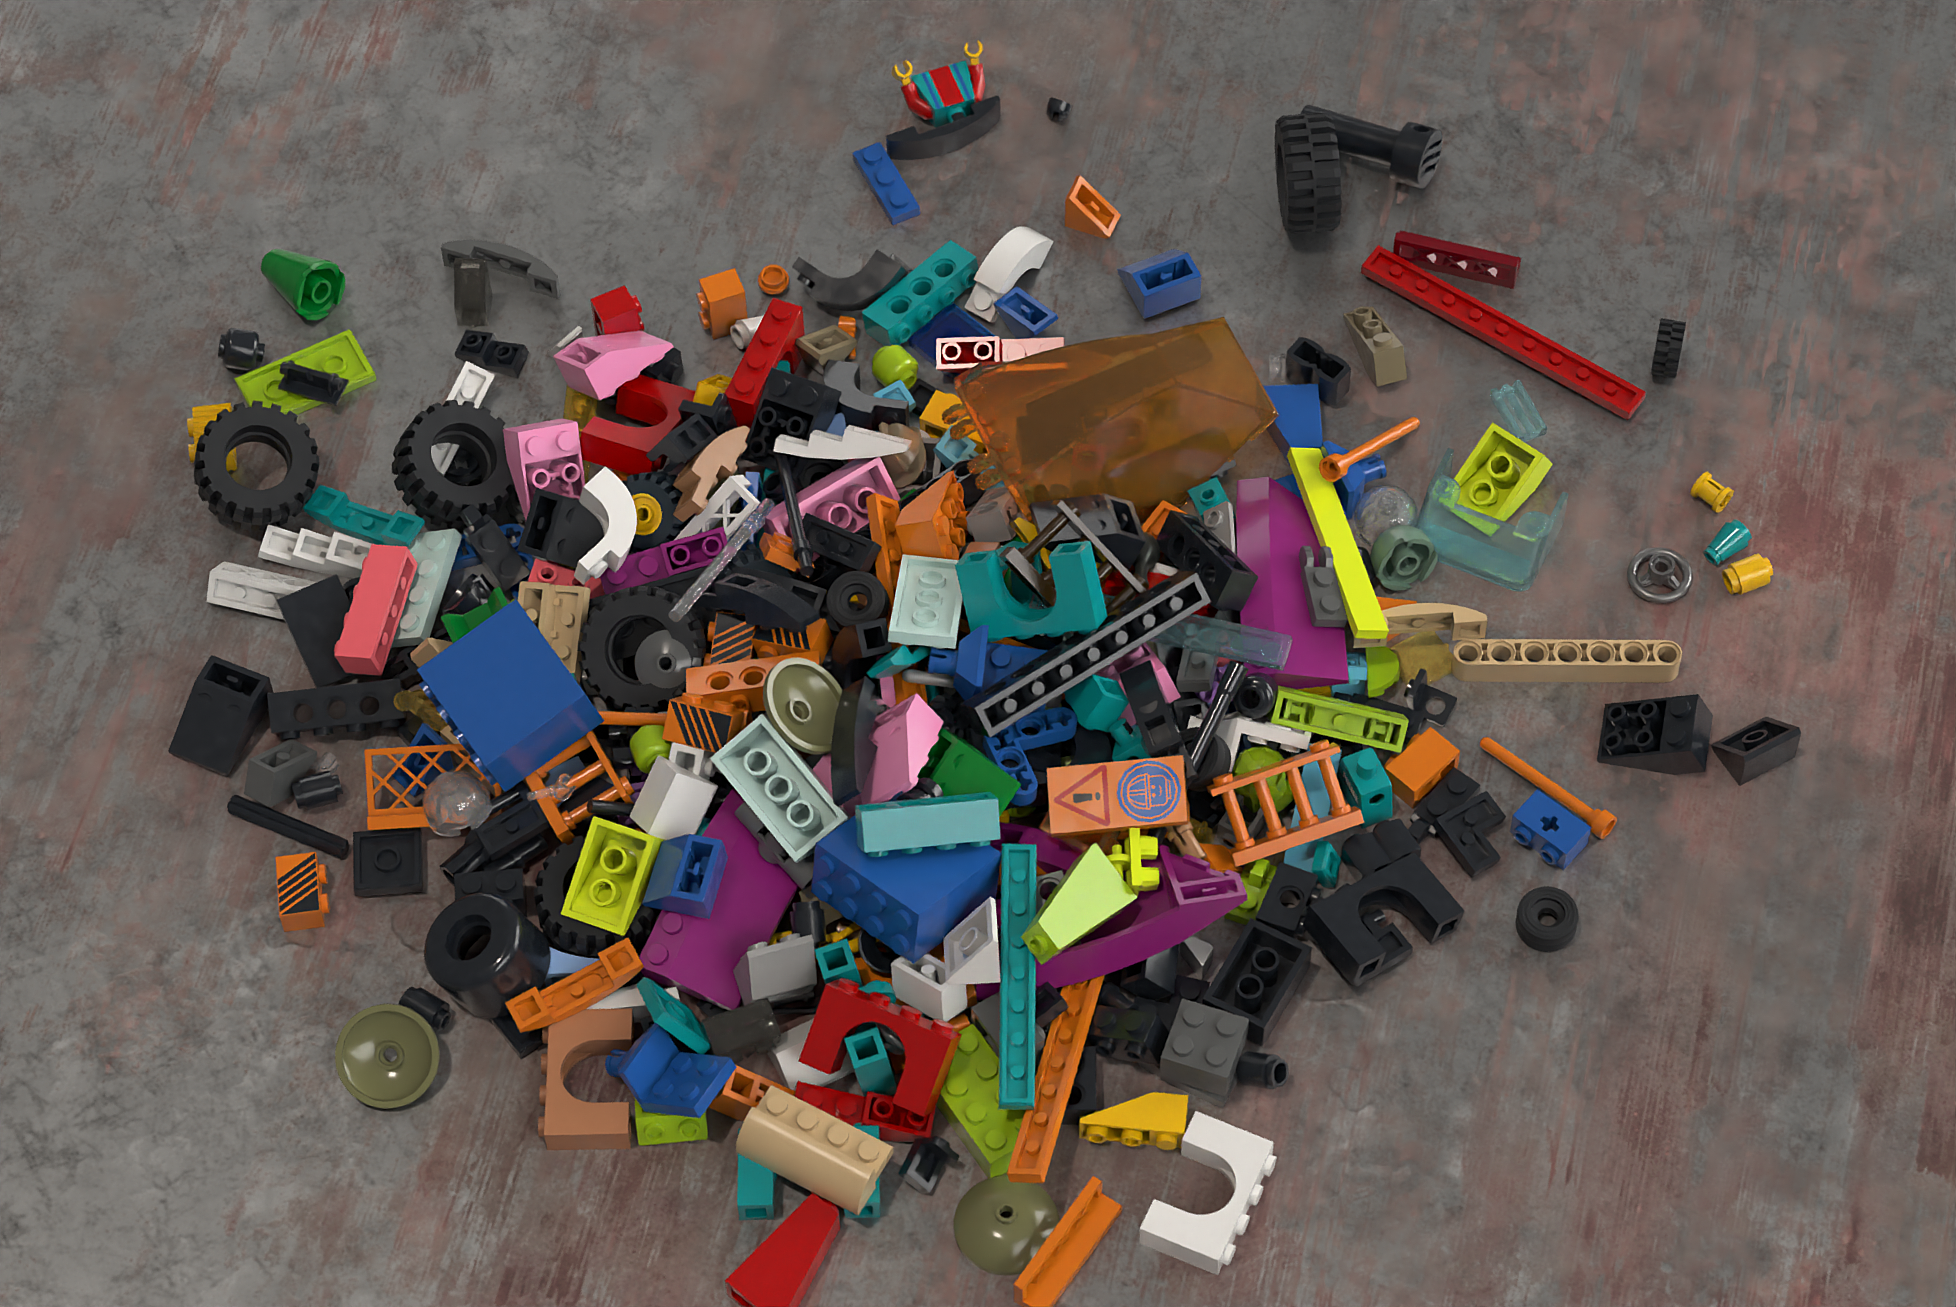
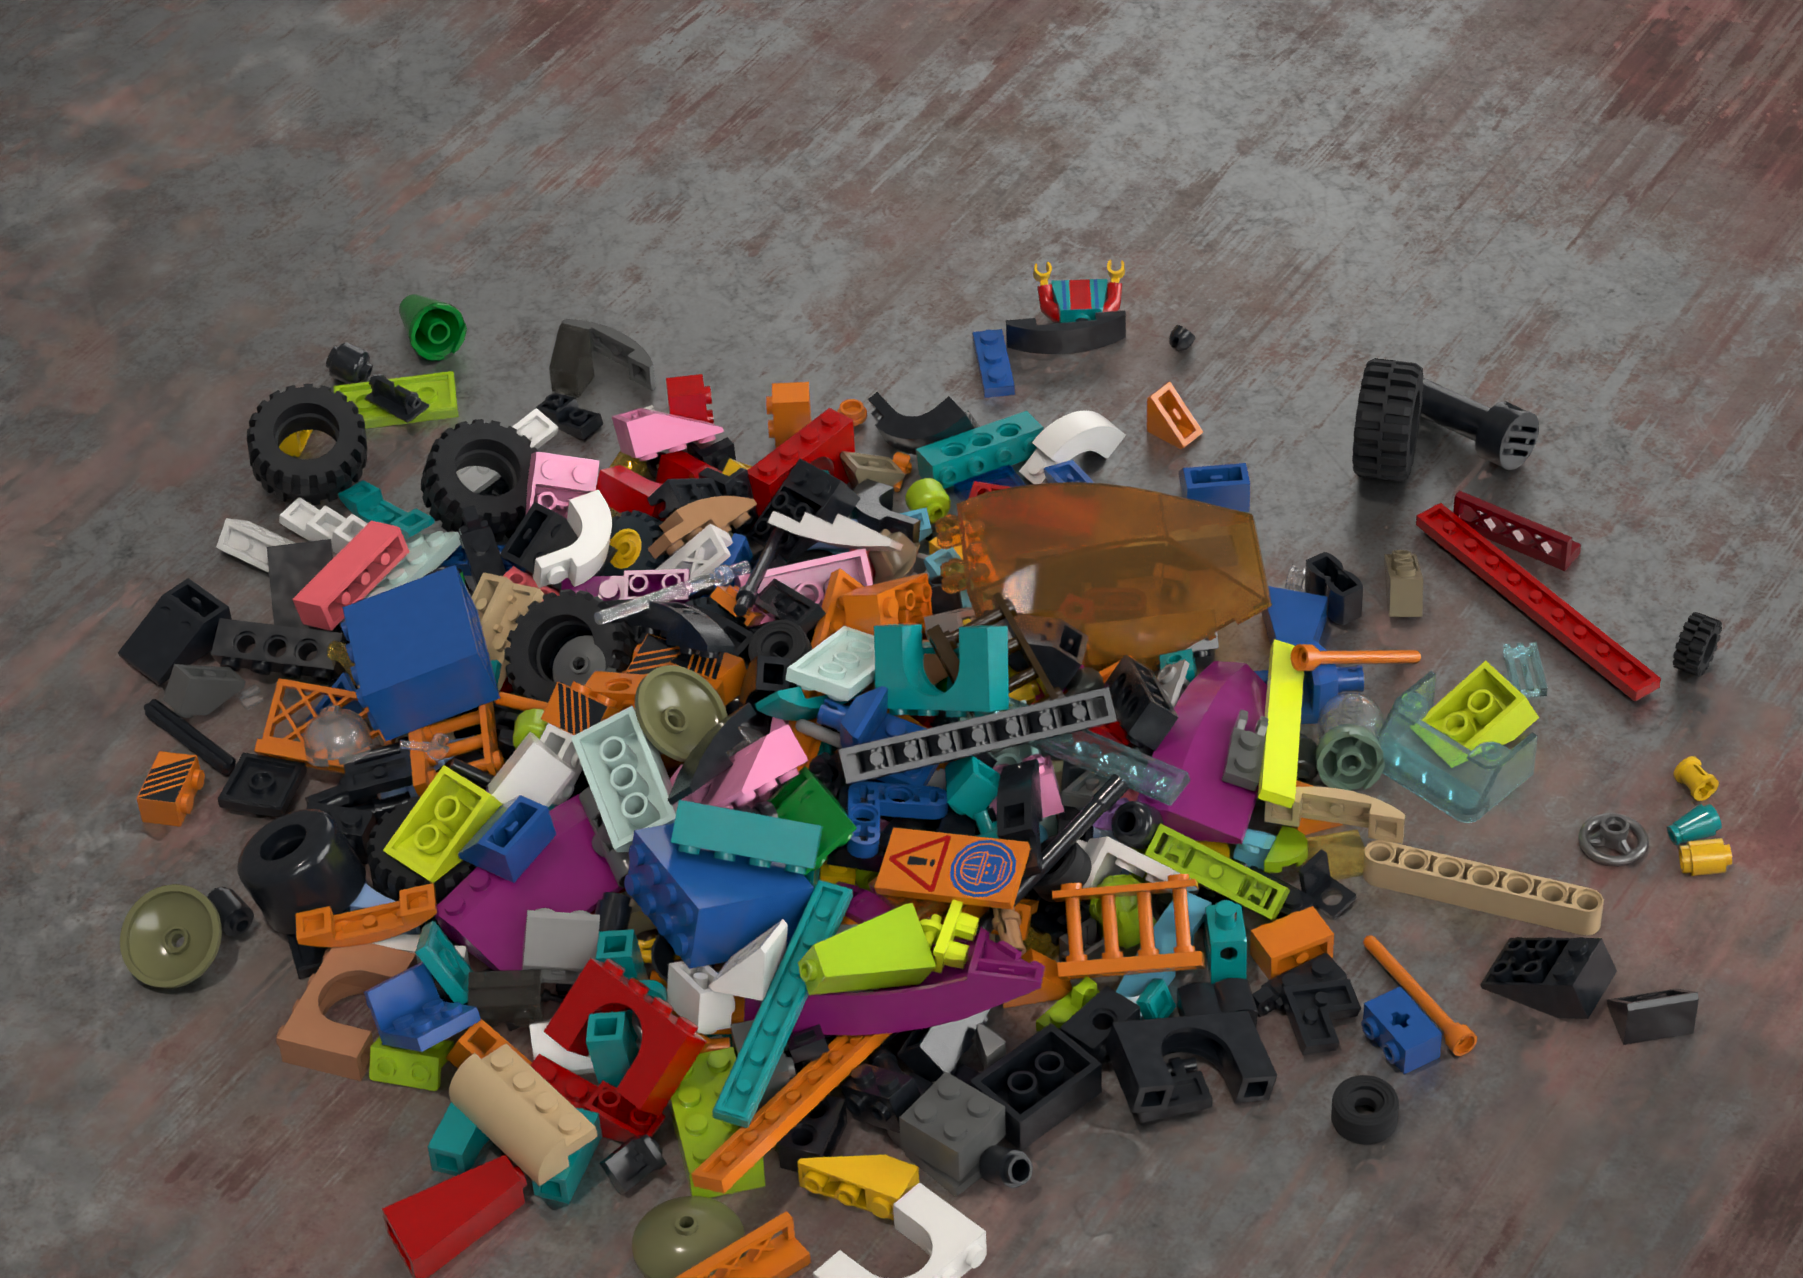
camera: 20 degrees right, 15 degrees down
(317, 790) = (229, 712): black brick -> none

